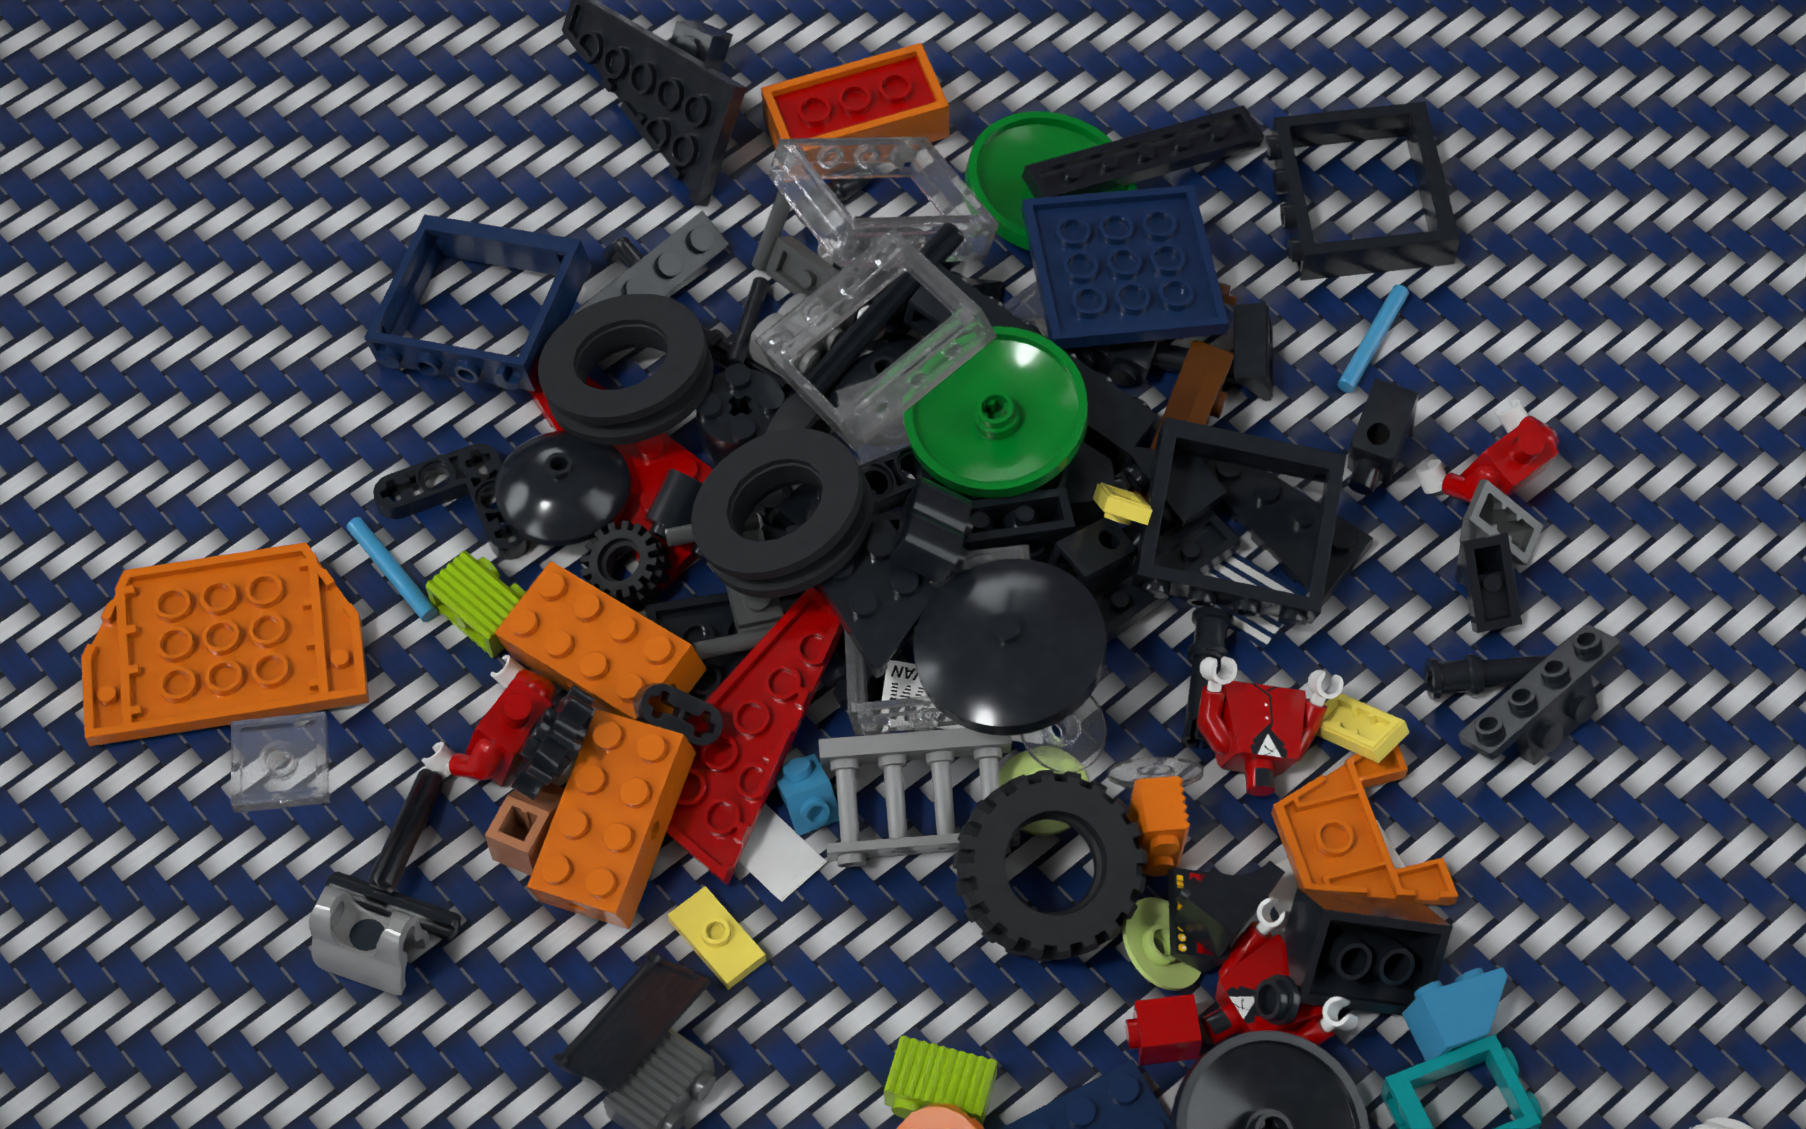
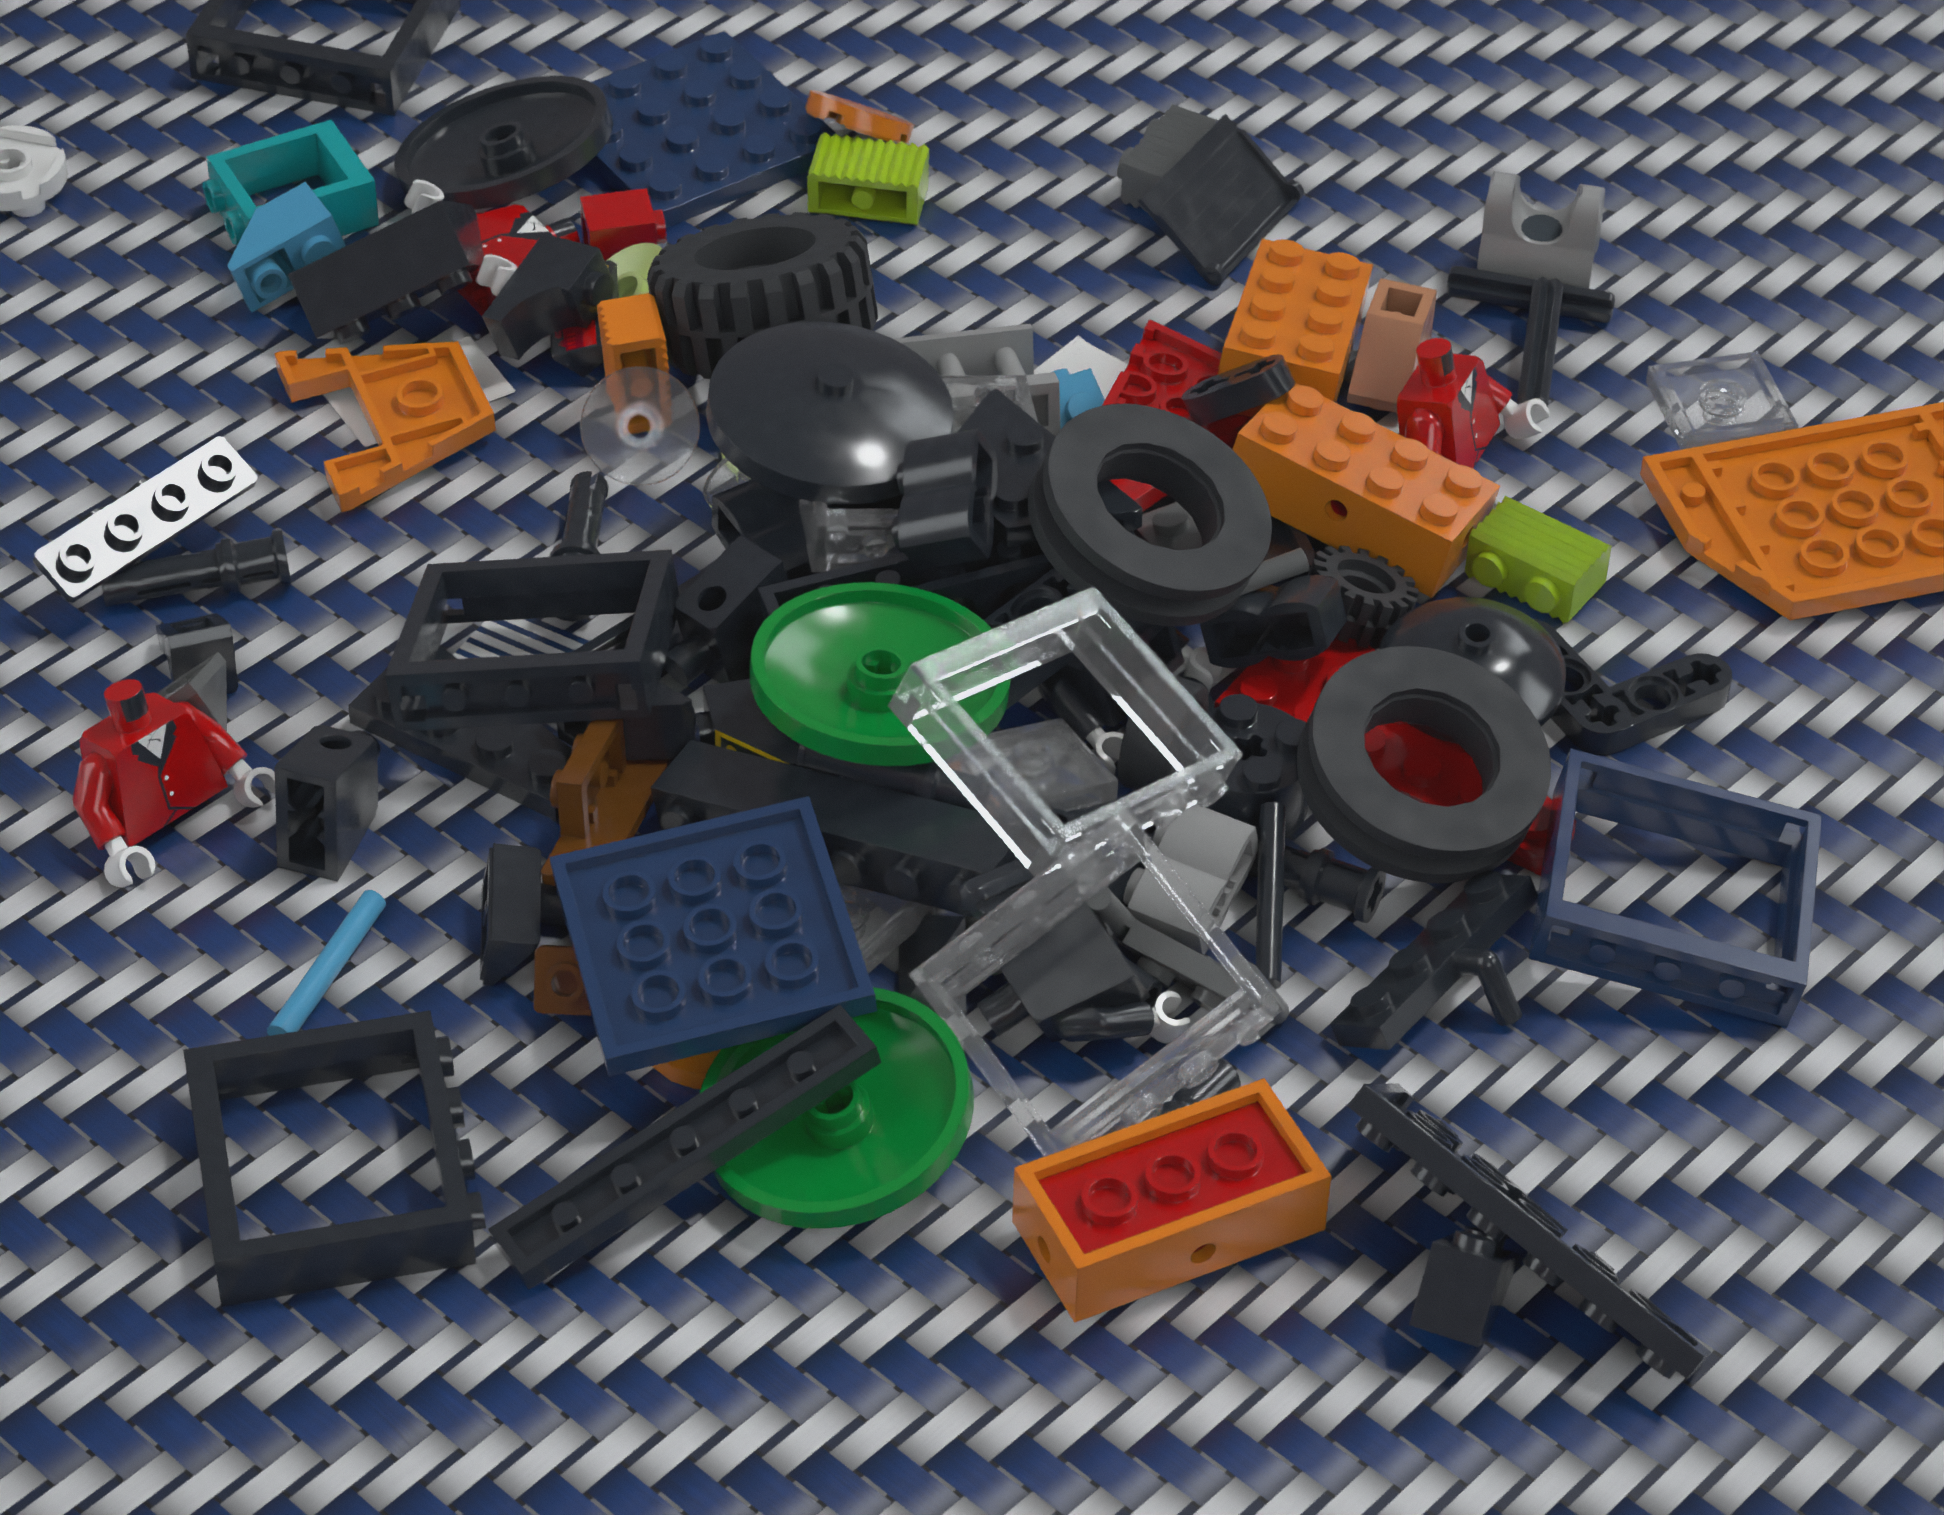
camera: 170 degrees right, 15 degrees down
(391, 569) = (1678, 612): dark azure bar -> none
(553, 742) = (1379, 340): black gear -> none
(716, 937) = (1145, 291): light yellow plate -> none
(1122, 504) = (696, 622): light yellow plate -> none
(1259, 725) = (506, 475): red torso -> none
(1277, 999) = (494, 203): black plate -> none
(1361, 727) = (384, 491): light yellow plate -> none

